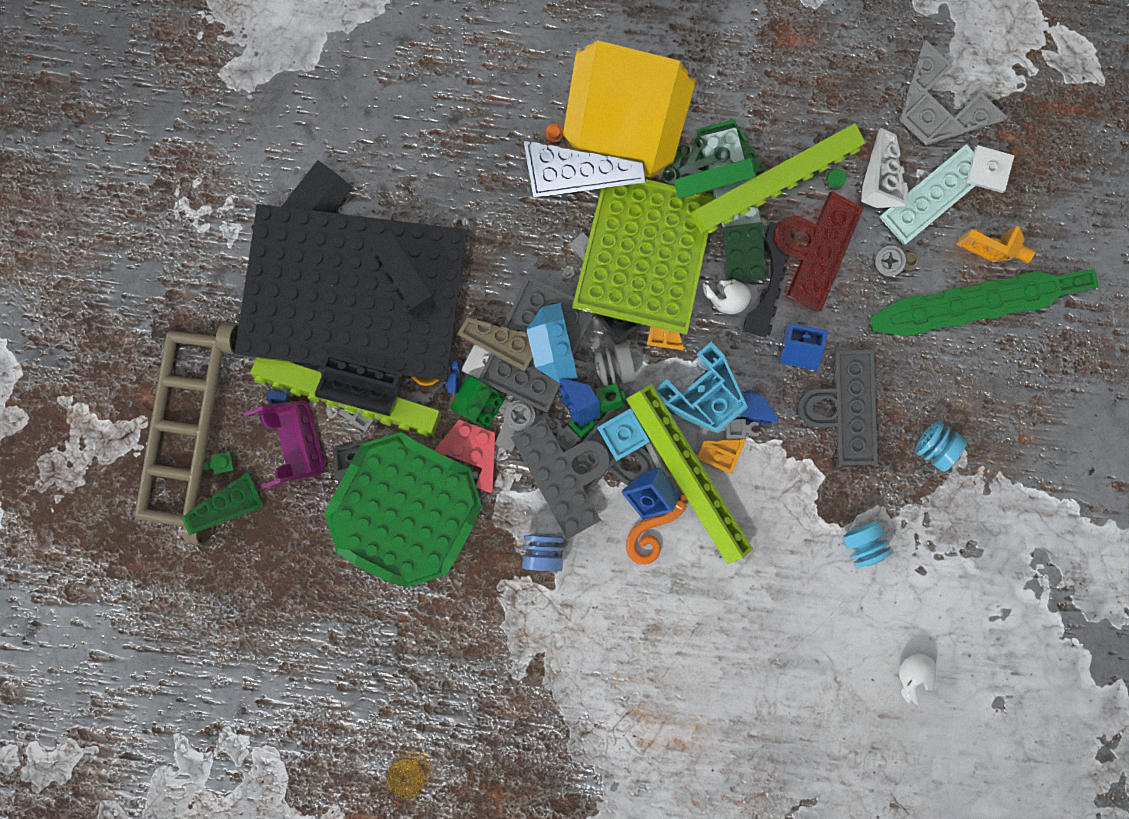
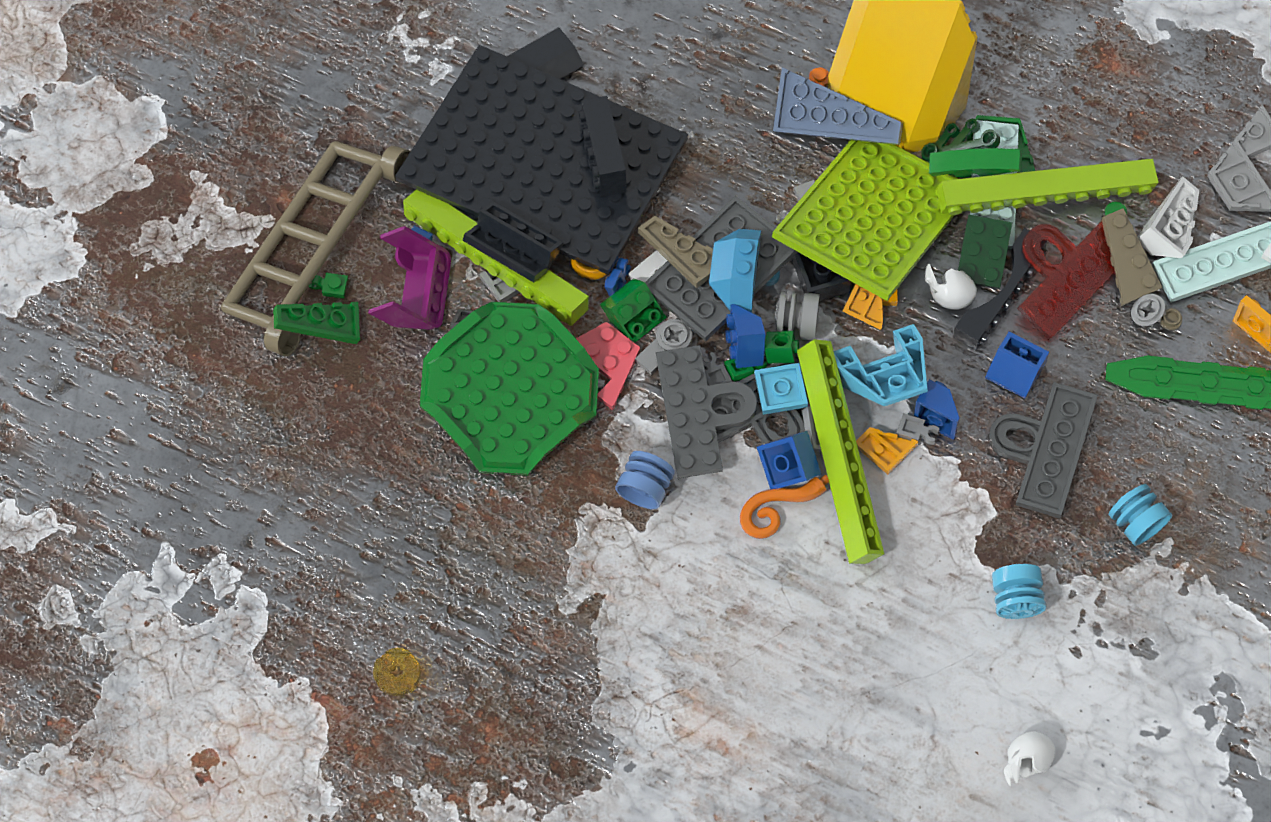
camera: 25 degrees right, 20 degrees down
(862, 220) = (1132, 267): none -> dark tan wing

